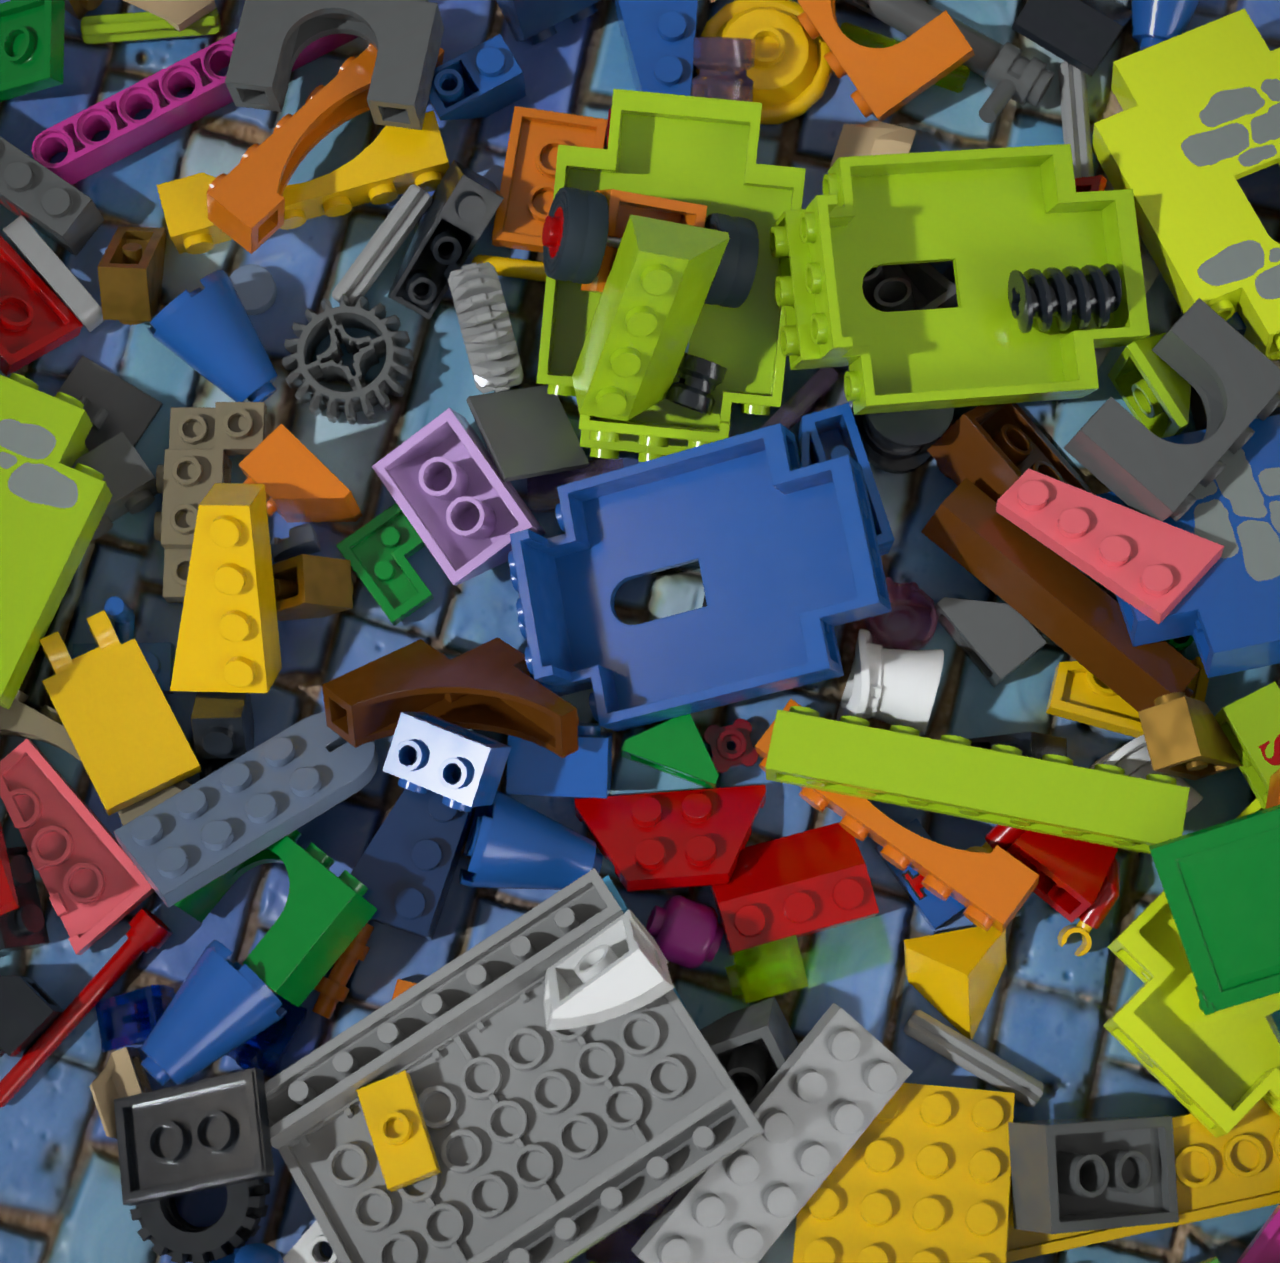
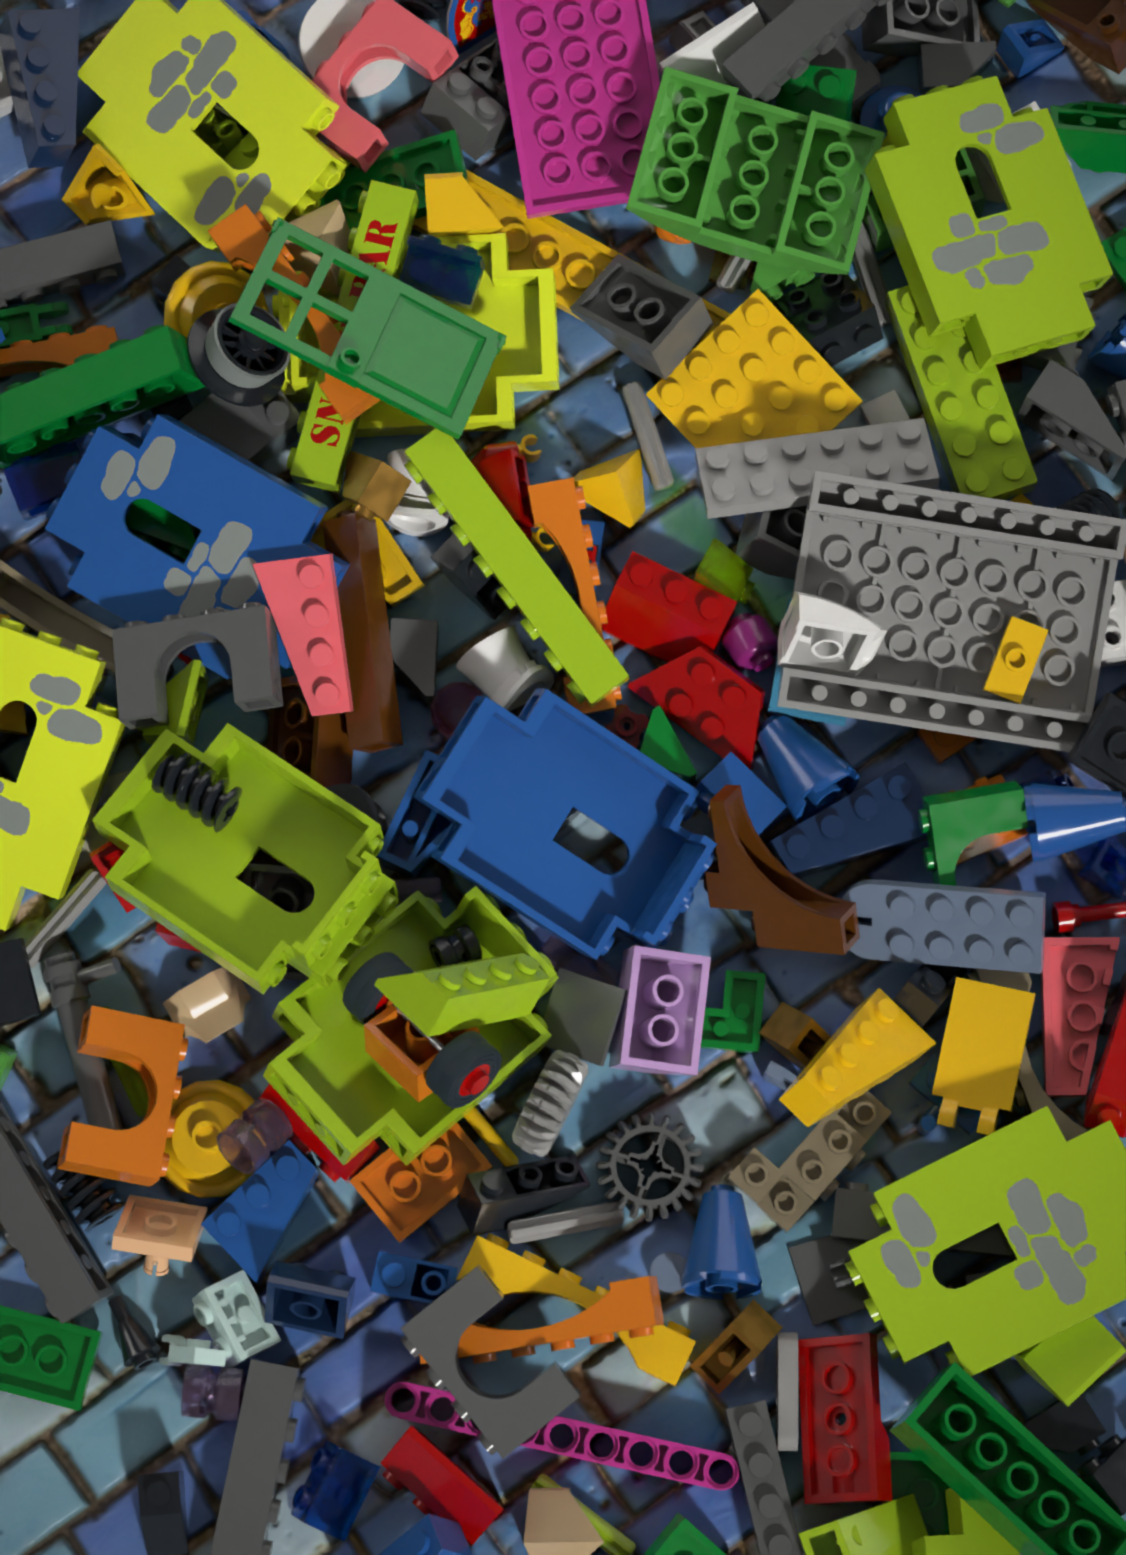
camera: 140 degrees left, 0 degrees up
(297, 481) = (752, 1106): orange slope -> none
(446, 760) = (810, 841): brick -> none

